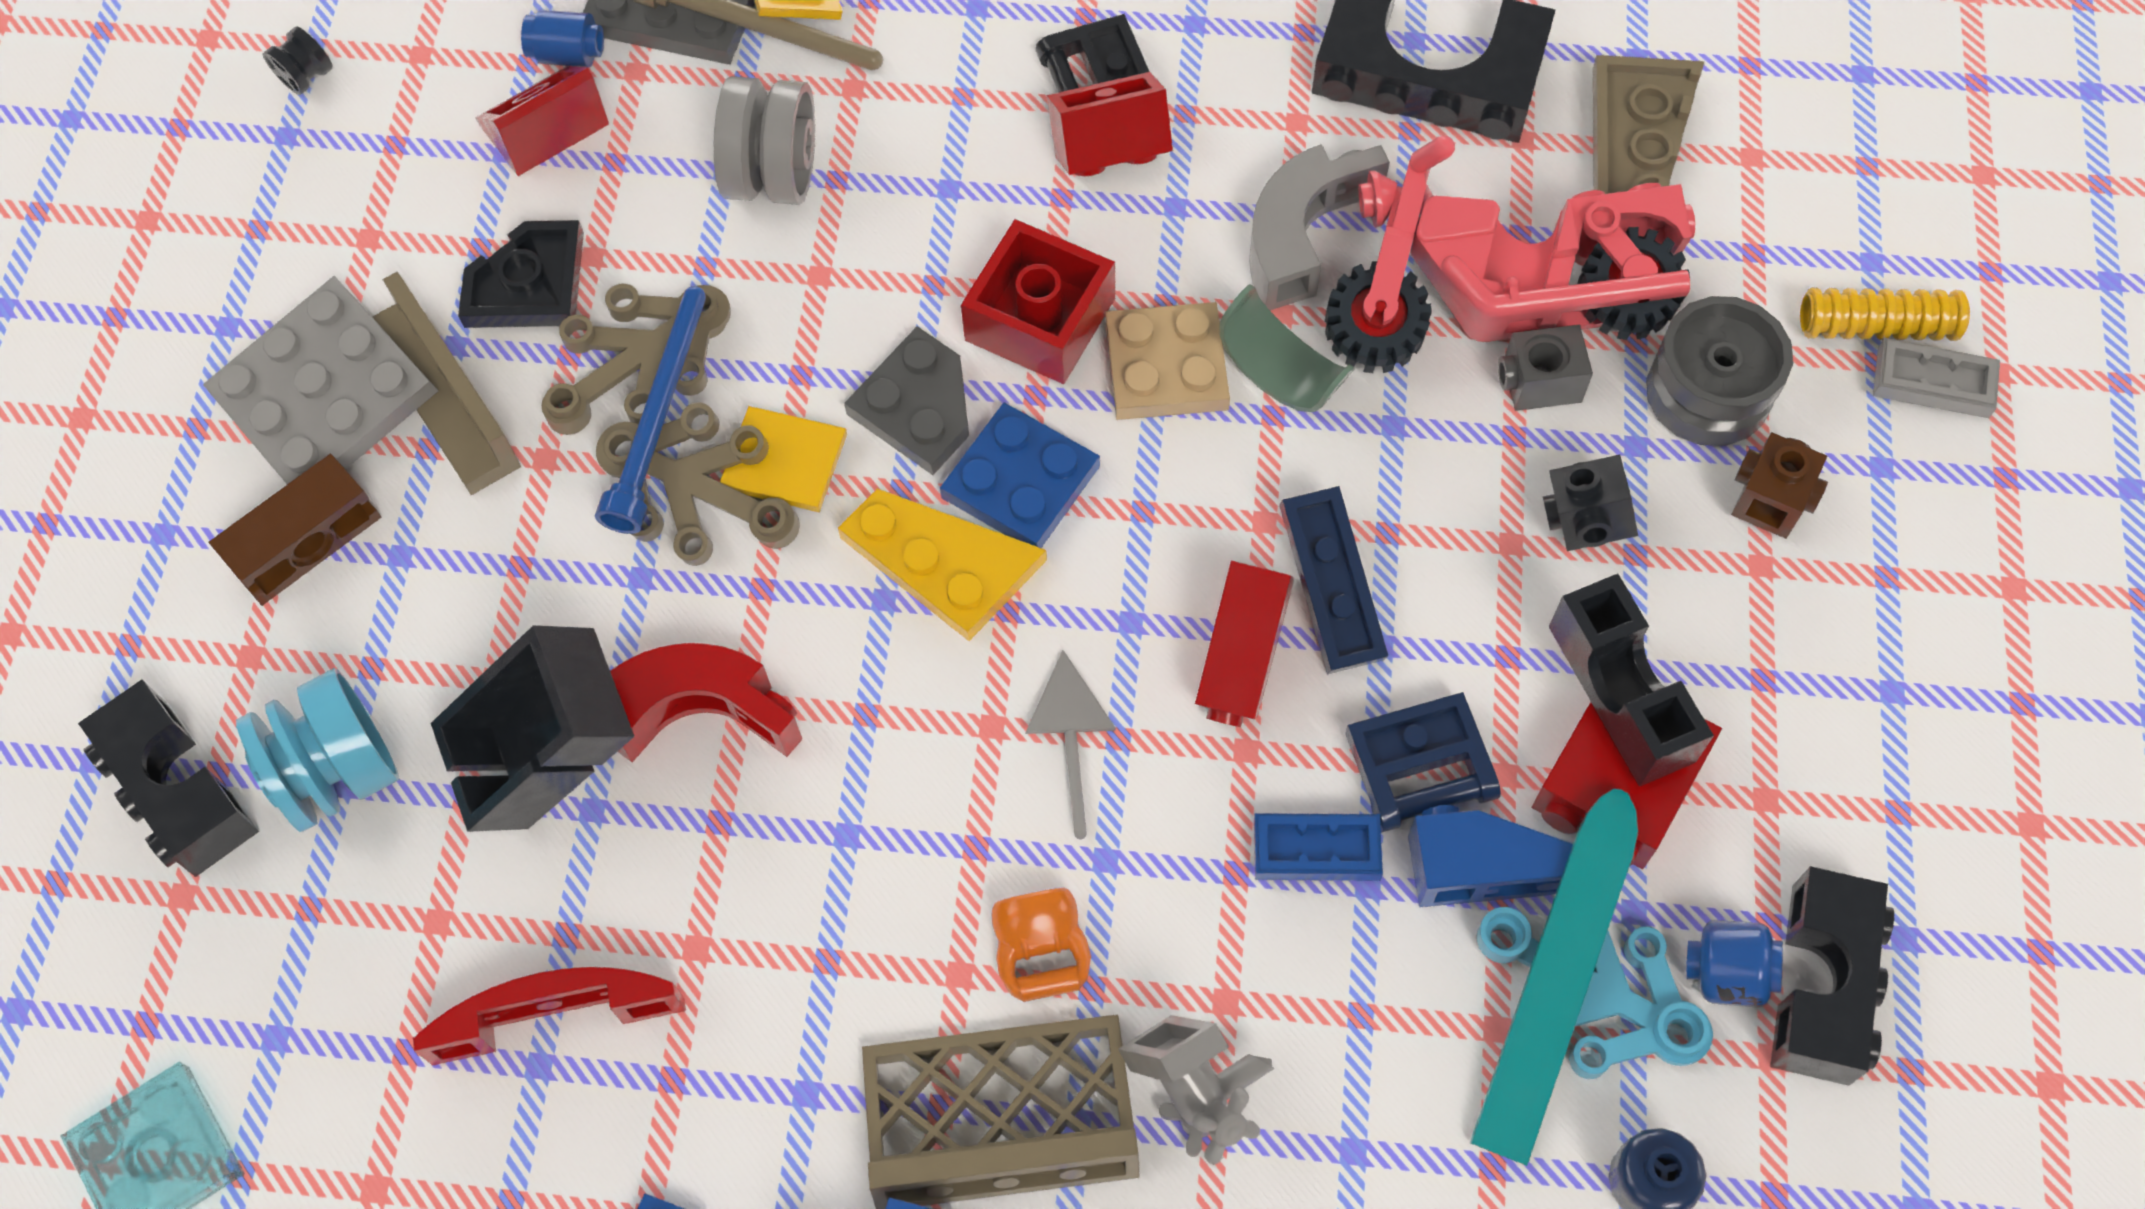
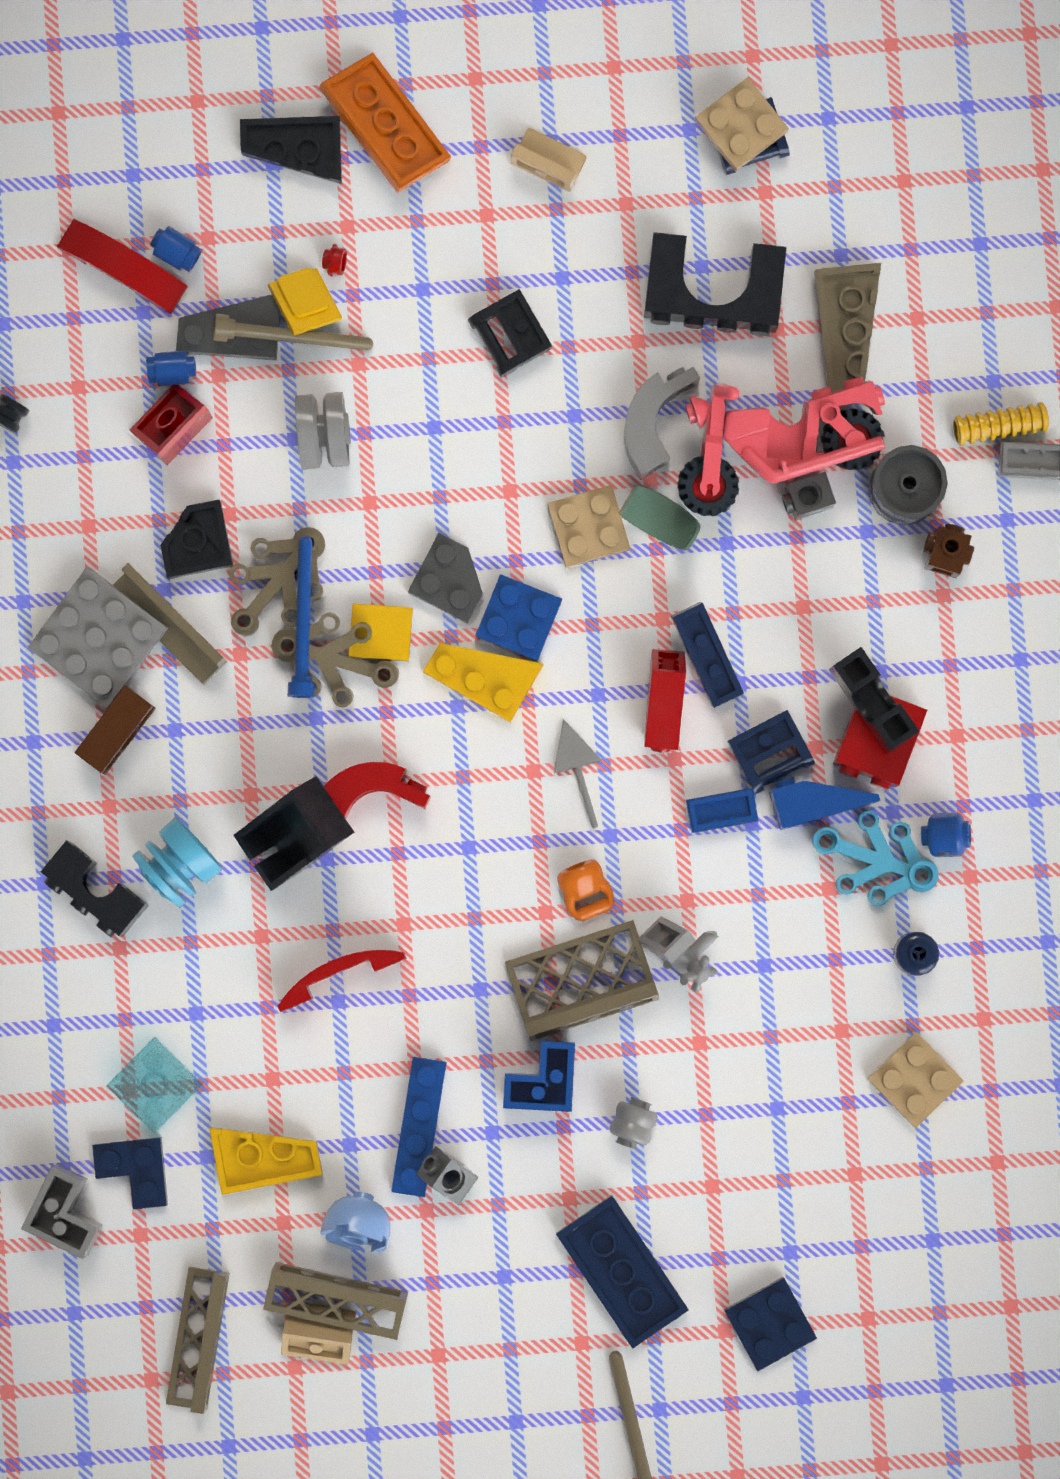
camera: 15 degrees left, 20 degrees up
(1038, 301) = (509, 508): red brick -> none
(1110, 124) = (527, 376): red brick -> none
(1558, 979) = (856, 860): teal piece -> none
(1591, 503) = (844, 583): black brick -> none
(1846, 926) = (1001, 803): black arch -> none

